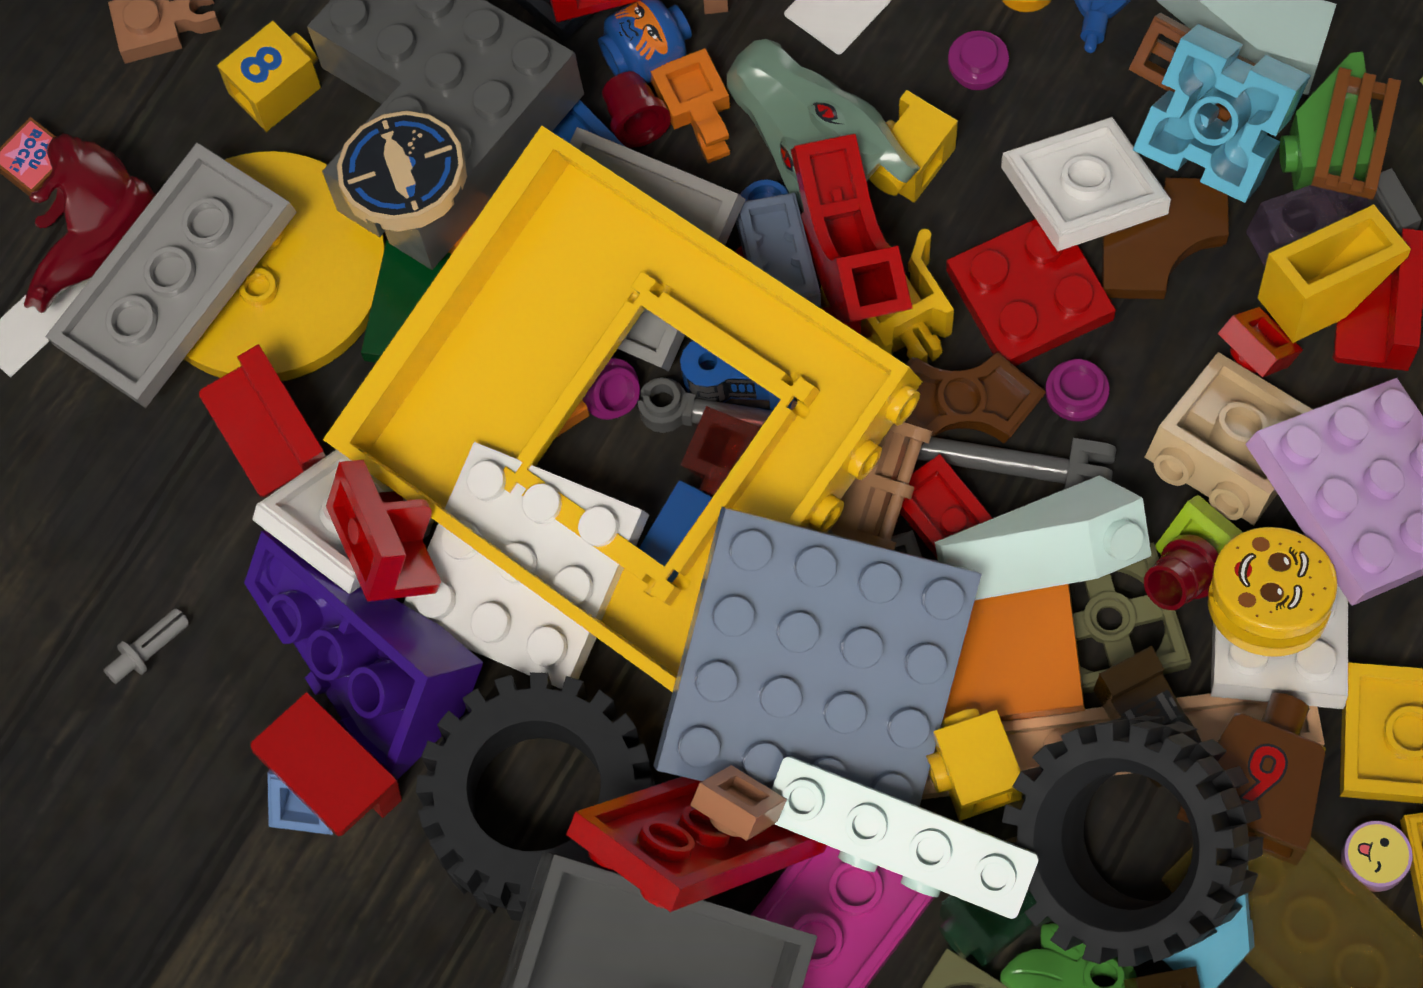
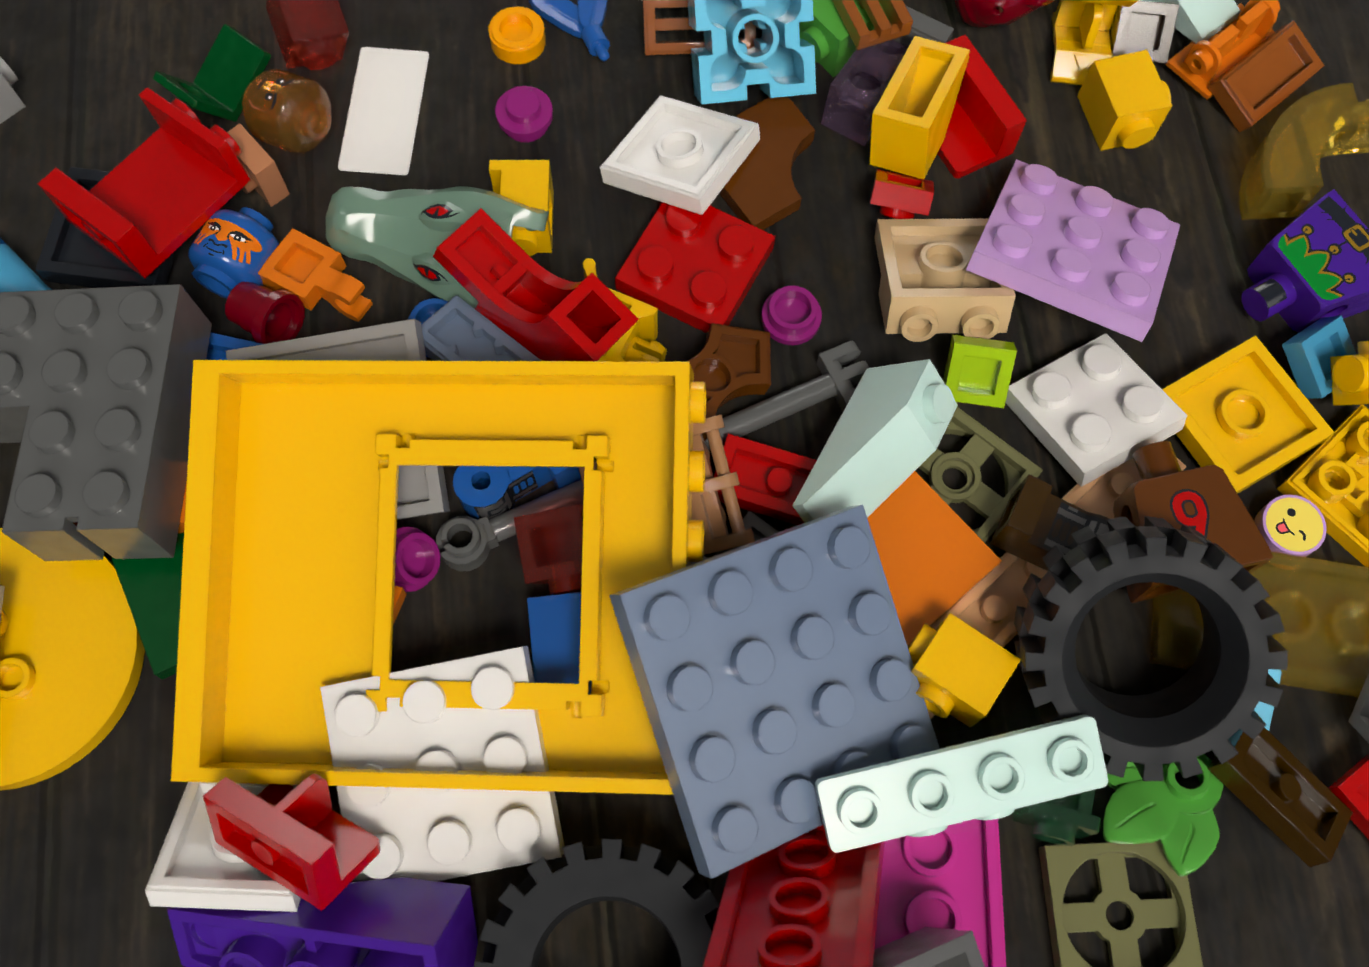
camera: 45 degrees left, 0 degrees up
(261, 423) = (98, 803): red panel -> none
(401, 170) = (81, 482): tile -> none
(738, 803) = (814, 859): nougat plate -> none
(1181, 572) = (985, 388): dark red piece -> none
(1272, 591) = (1076, 370): yellow head -> none

